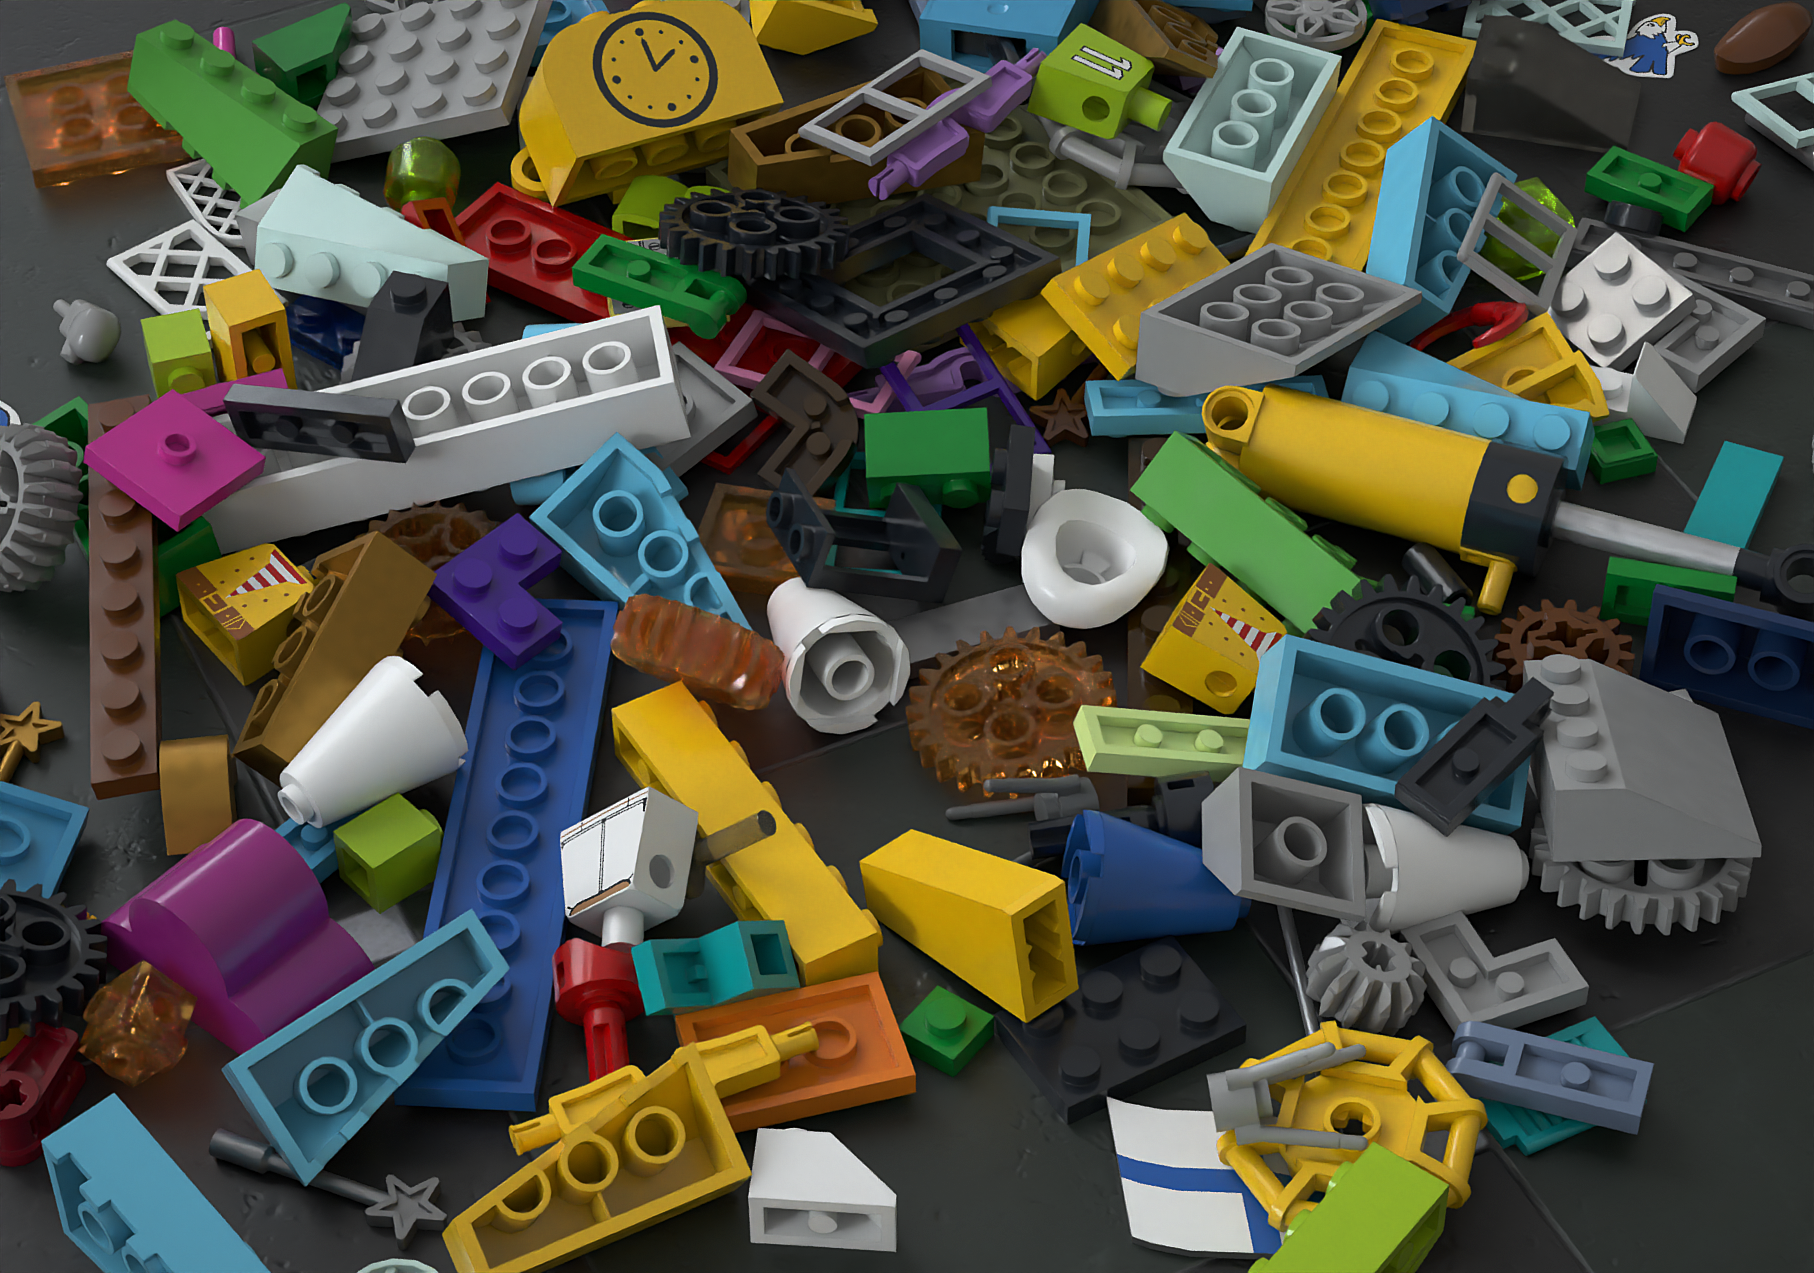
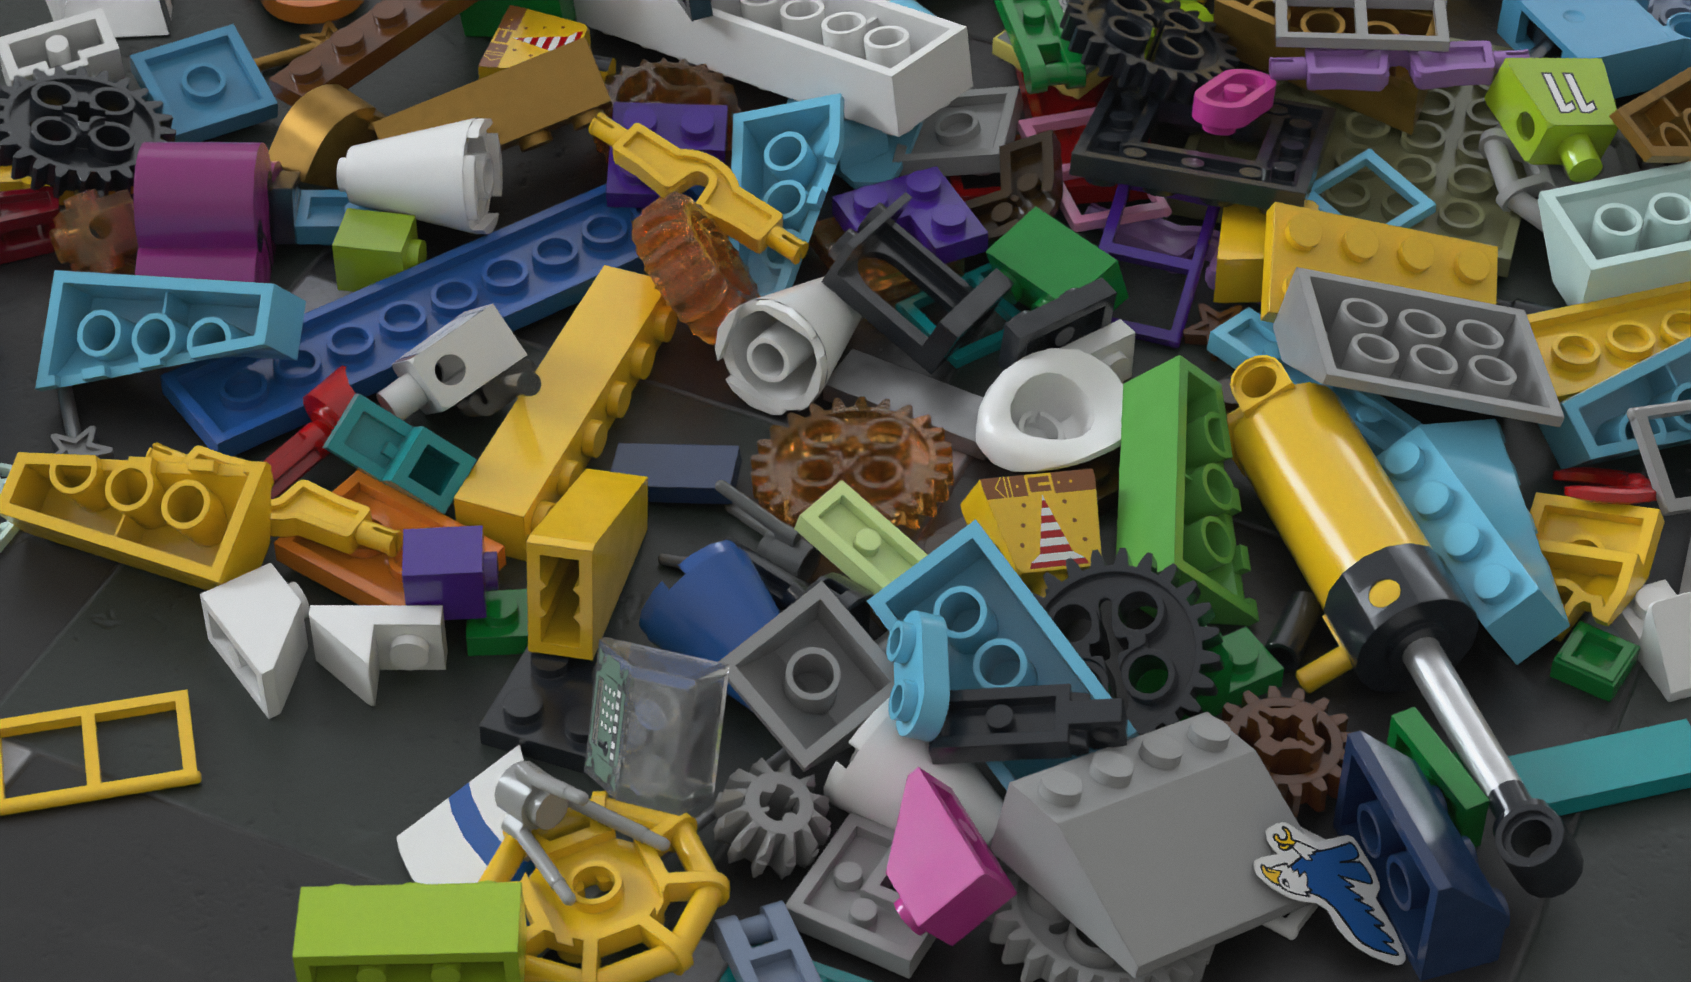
camera: 50 degrees right, 0 degrees up
(563, 592) = (673, 169): none -> yellow piece
(740, 488) = (933, 216): none -> dark purple plate
(887, 230) = (1233, 100): none -> dark pink plate
(901, 1017) = (449, 570): none -> brick
(902, 802) = (681, 470): none -> dark blue tile
(905, 1124) = (364, 639): none -> white slope
(1236, 979) = (655, 726): none -> clear slope
(1384, 771) = (920, 675): none -> medium azure plate
(1549, 894) = (942, 863): none -> dark pink slope
(1721, 713) = (1336, 878): none -> sticker

